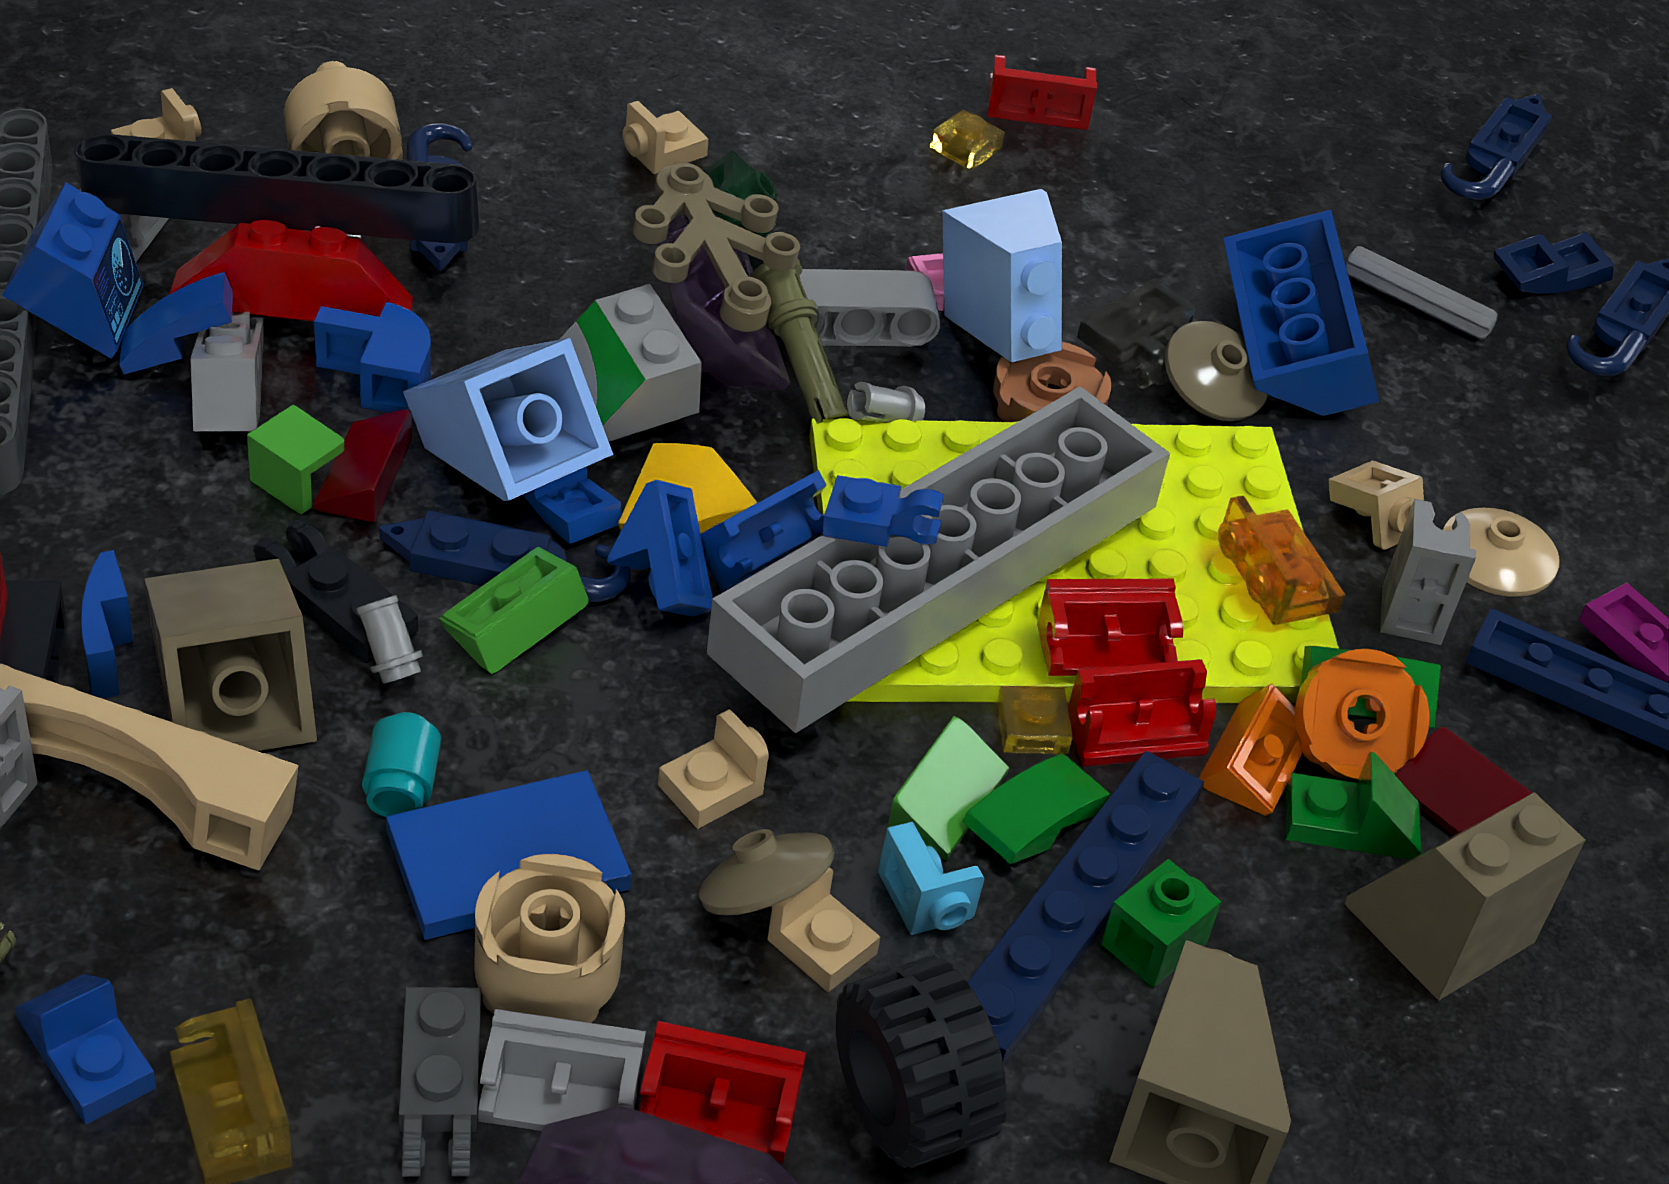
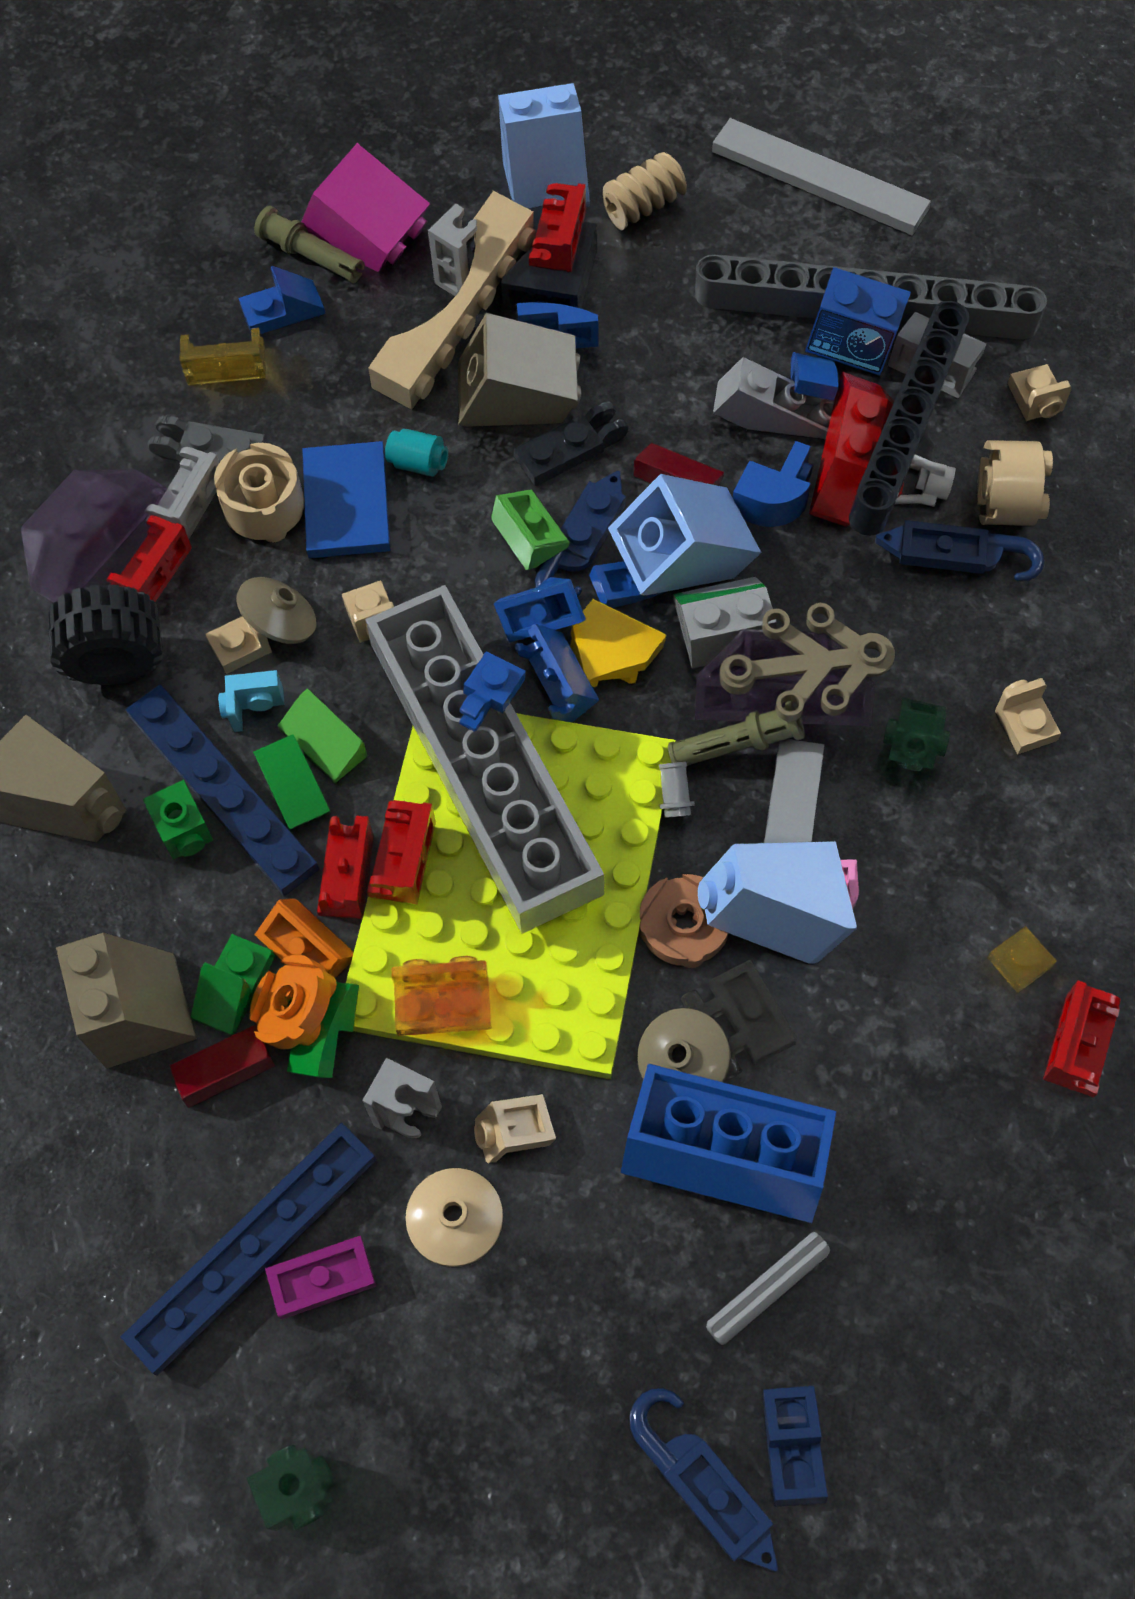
camera: 115 degrees right, 20 degrees up
(287, 452) = (680, 423): bright green panel -> none
(389, 640) = (502, 460): light grey pin -> none
(1034, 719) = (370, 802): clear yellow plate -> none
(1501, 147) = (980, 1481): dark blue plate -> none

